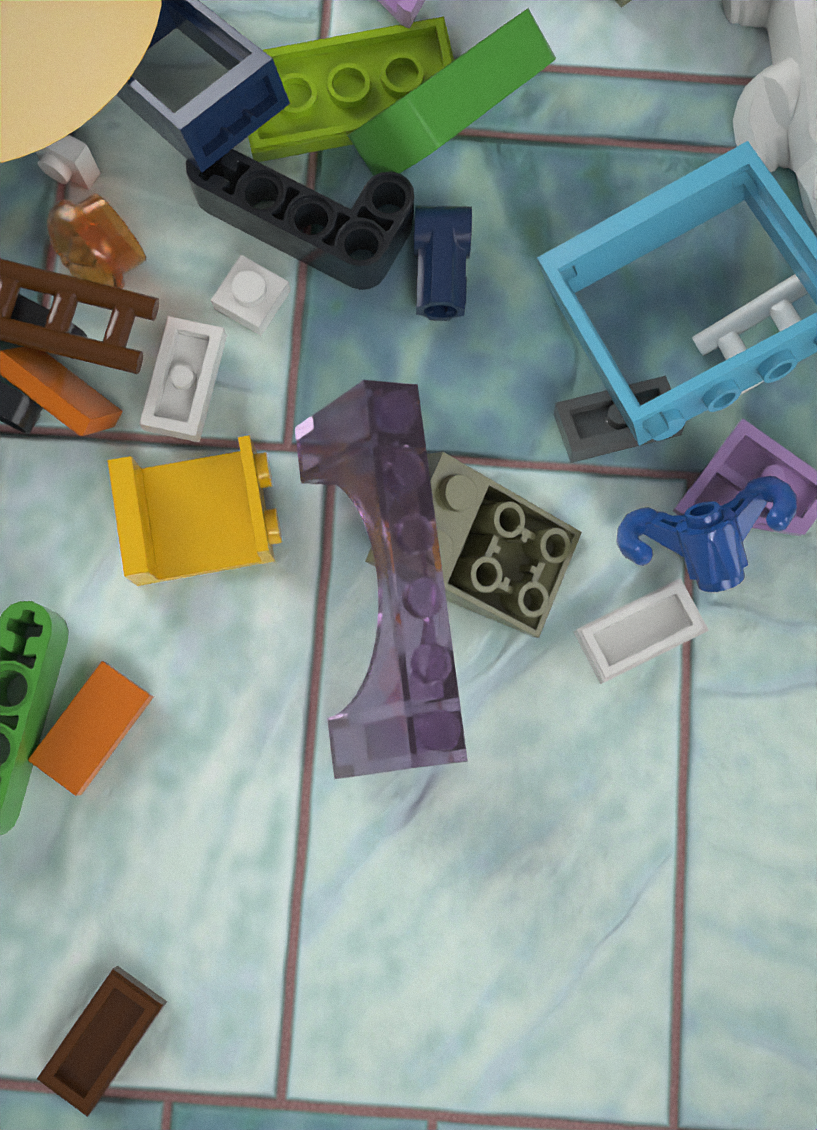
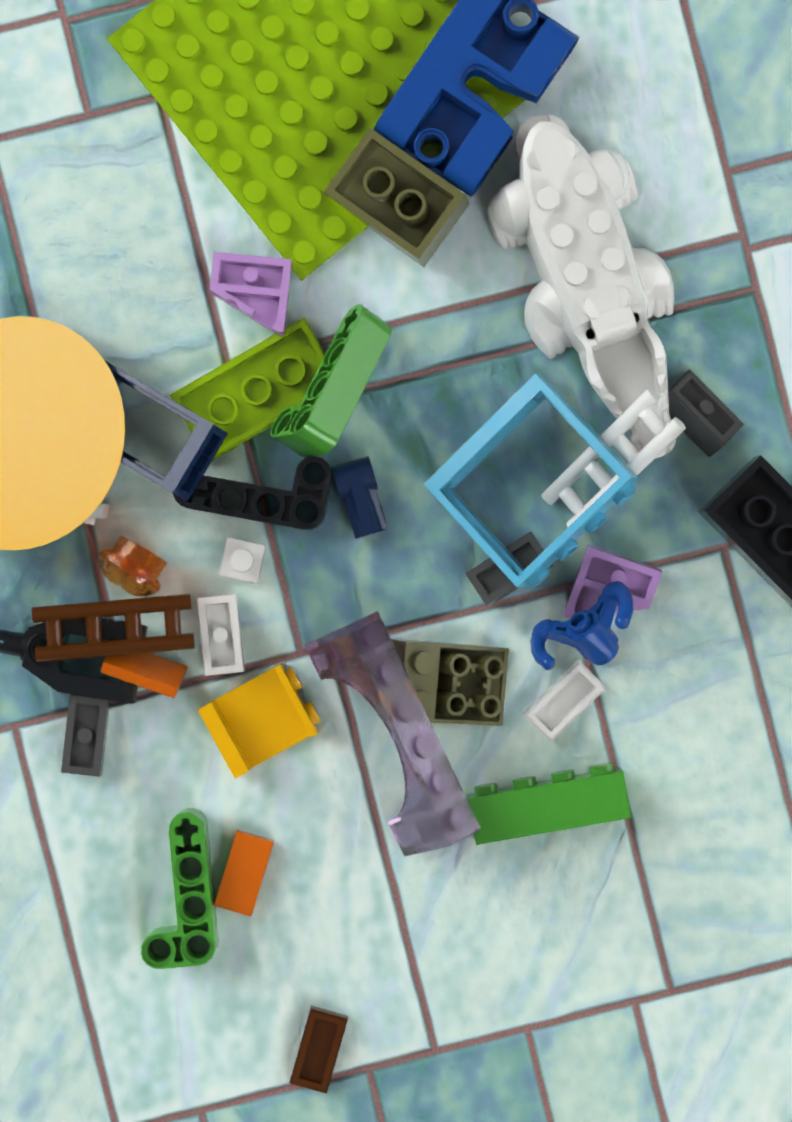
camera: 10 degrees left, 10 degrees up
(580, 773) = (549, 805): none -> bright green brick

